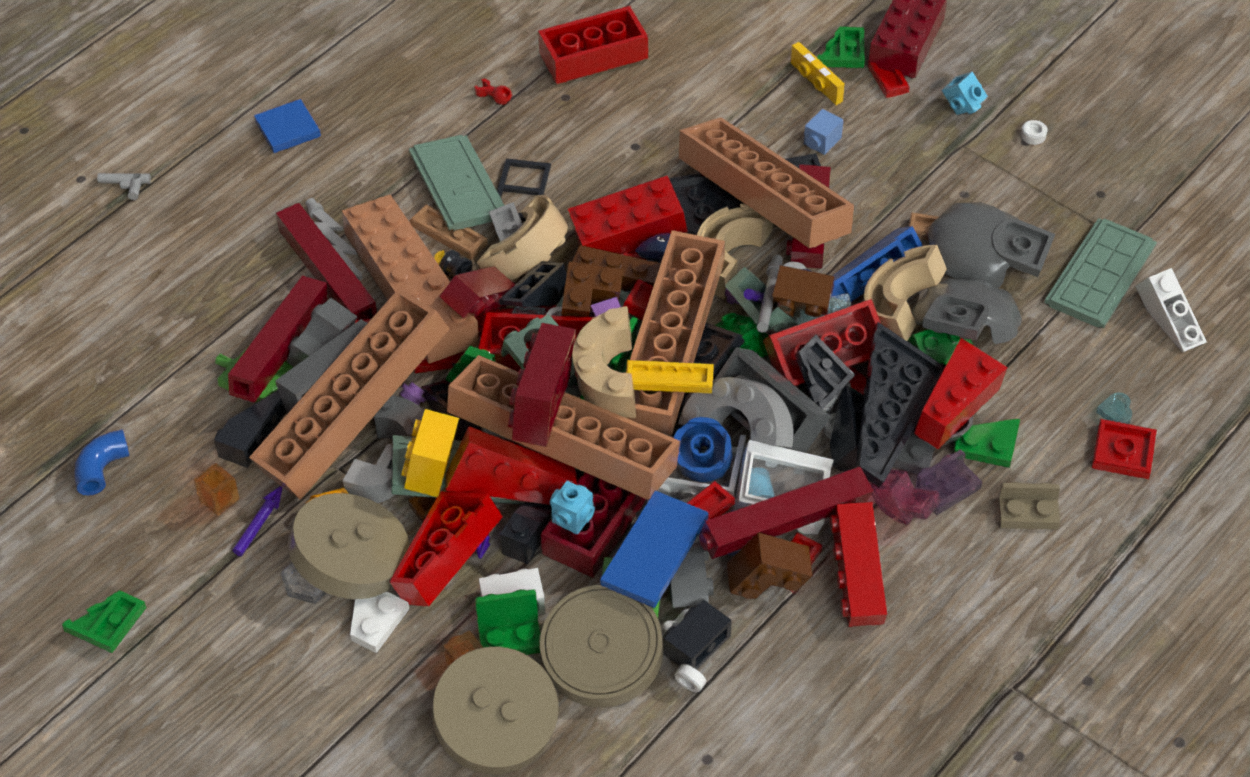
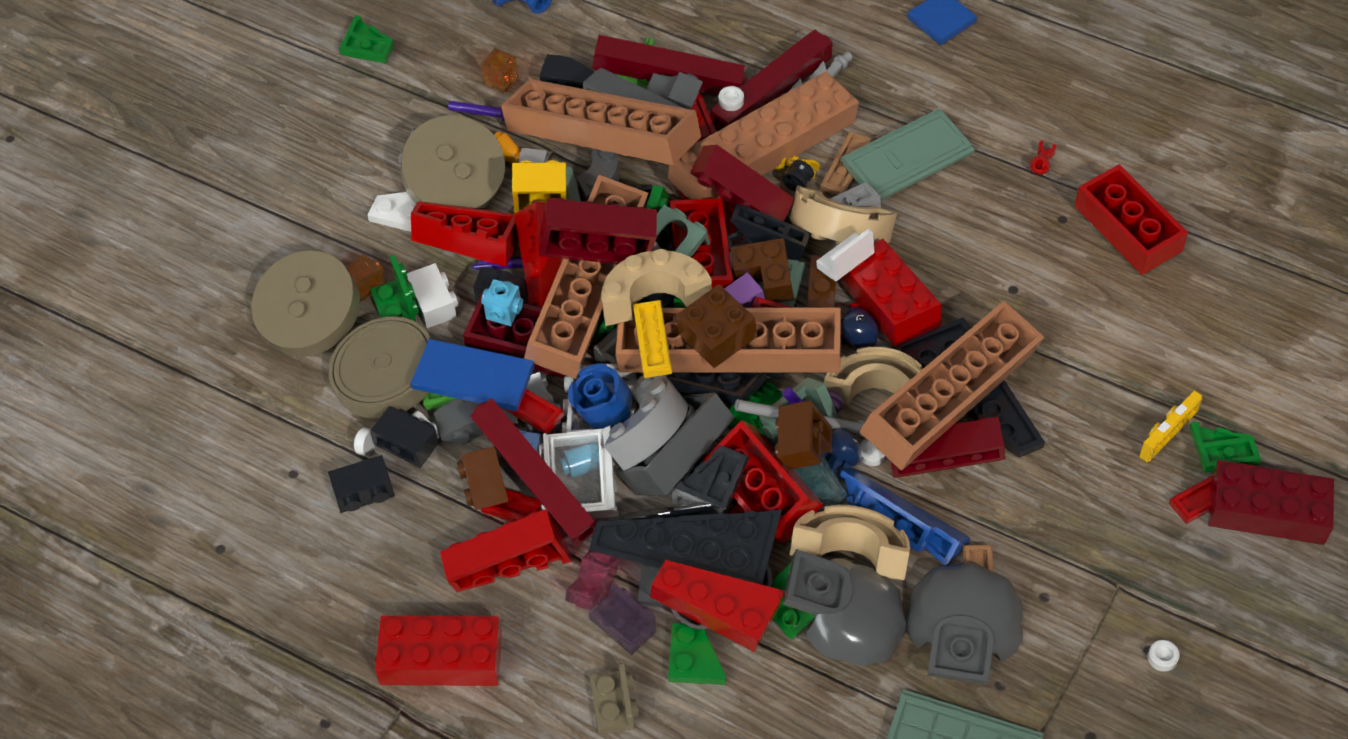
camera: 80 degrees right, 5 degrees up
(347, 291) = (731, 98): none -> white tile
(412, 393) = (638, 177): medium lavender plate -> none
(520, 189) = (918, 193): black window -> none
(591, 229) = (847, 255): none -> white panel
(675, 319) = (716, 325): none -> reddish brown brick
(745, 686) = (361, 484): none -> black brick
(823, 131) = (1081, 444): medium blue brick -> none
(960, 637) = (439, 650): none -> red brick
(965, 93) = (1190, 562): medium azure brick -> none

